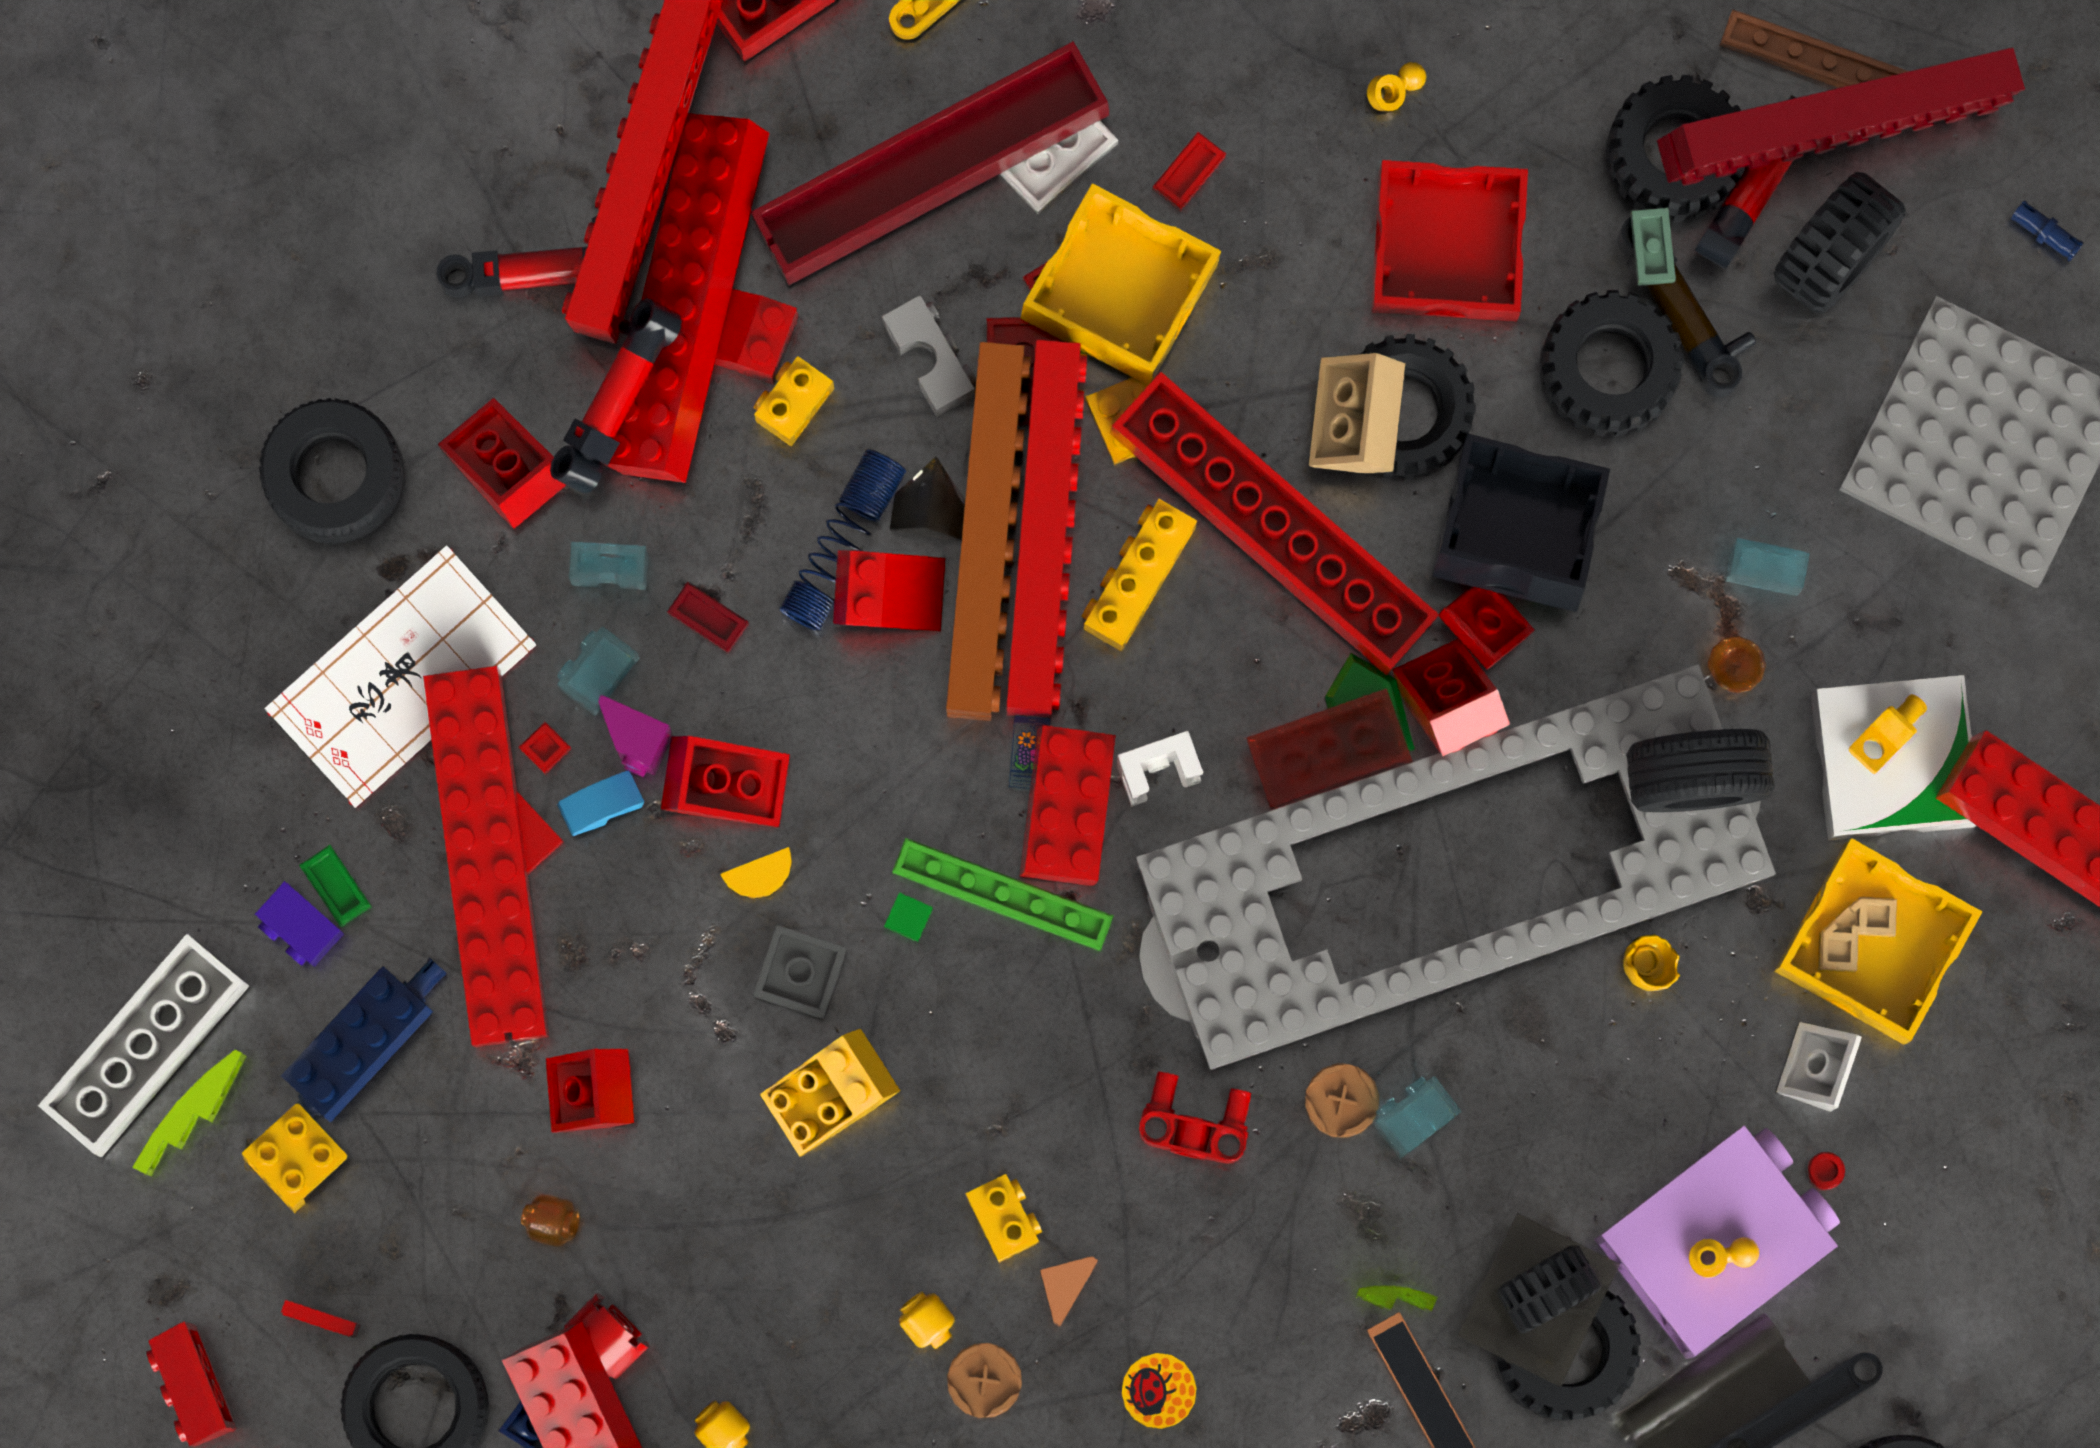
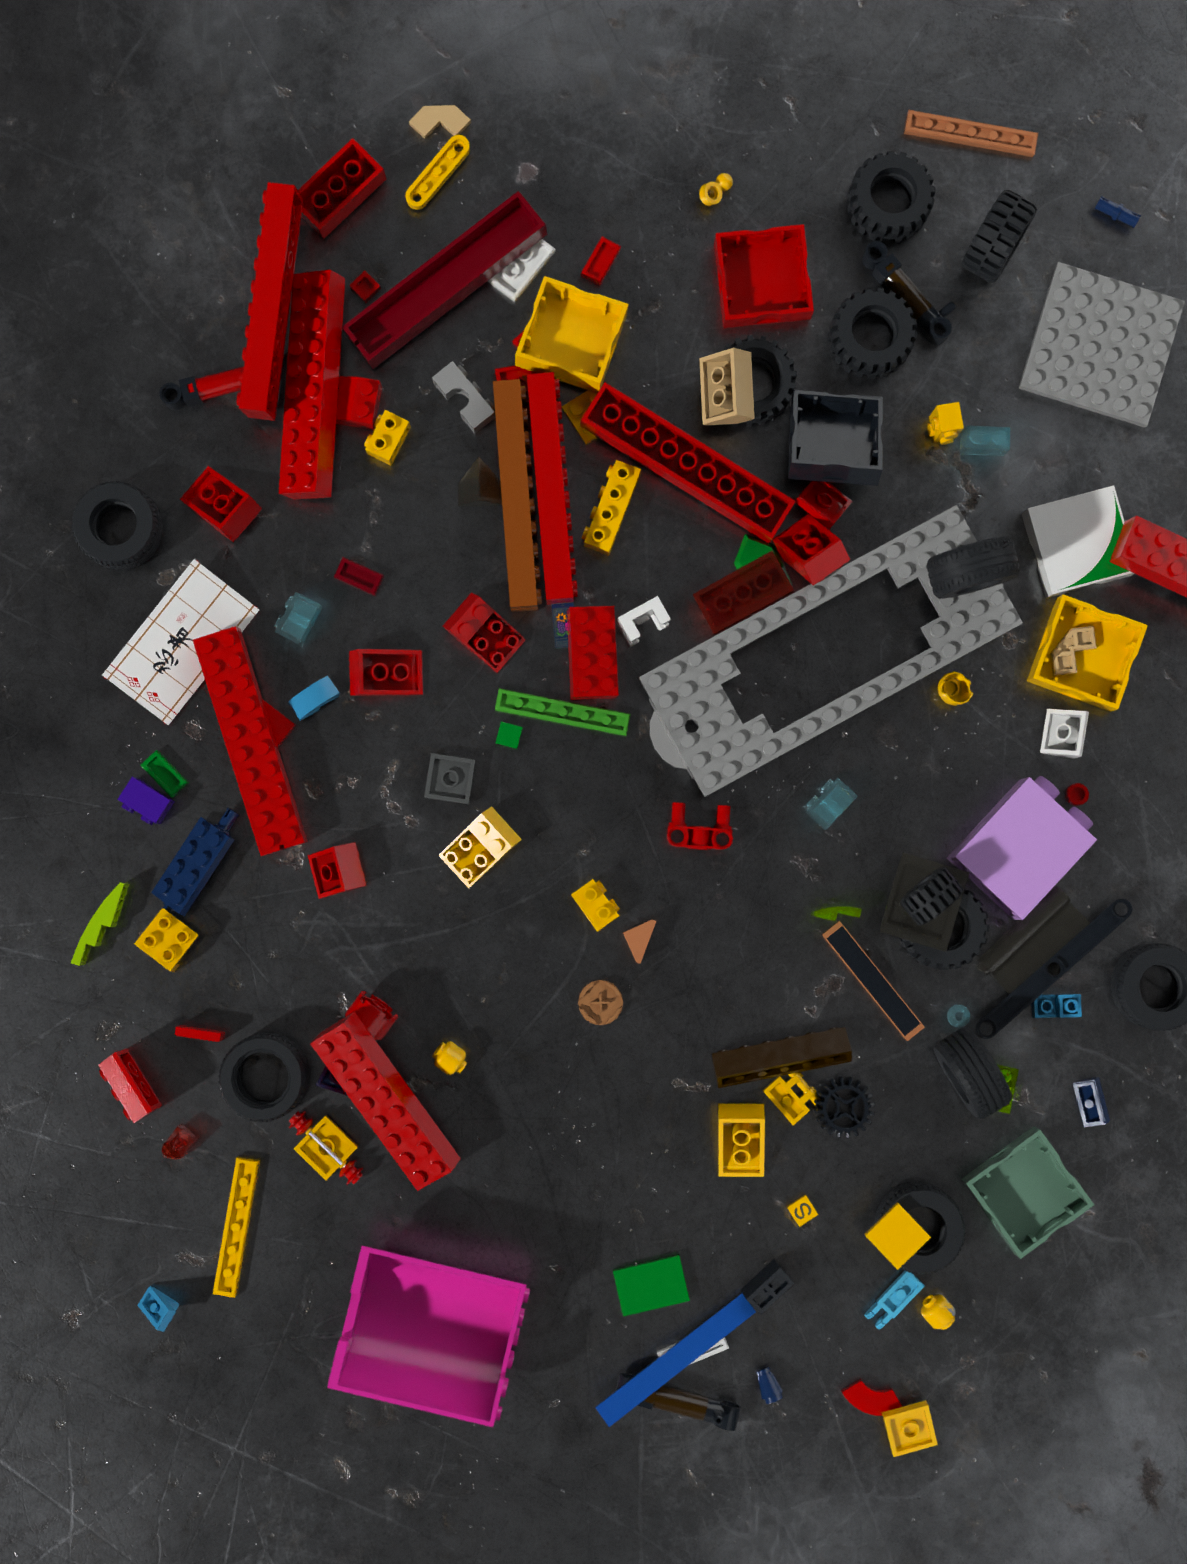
camera: 10 degrees left, 5 degrees up
(143, 1046) = (64, 889): white brick -> none
(545, 748) = (275, 670): red tile -> none
(550, 1220) = (326, 951): clear orange head -> none
(590, 568) = (282, 558): clear light blue brick -> none
(593, 439) = (269, 479): black piece -> none
(636, 737) = (327, 655): magenta slope -> none
(760, 876) = (417, 725): yellow tile -> none
(798, 150) = (365, 287): none -> red tile
(866, 495) = (440, 487): dark blue piece -> none
(889, 590) = (463, 541): red slope -> none
(896, 742) = (484, 632): none -> red slope
(926, 1320) = (560, 973): yellow head -> none
(1159, 1390) = (705, 991): tile -> none
(1341, 1100) = (784, 801): medium nougat tile -> none
(1652, 246) = (886, 258): sand green plate -> none
(1705, 529) = (945, 423): none -> yellow brick
(1737, 664) = (976, 501): clear orange hair -> none
(1741, 211) = (943, 209): piece -> none
(1742, 1252) = (1041, 853): yellow plate -> none
(1840, 116) = (987, 159): dark red piece -> none
(1890, 731) = (1076, 526): yellow bracket -> none

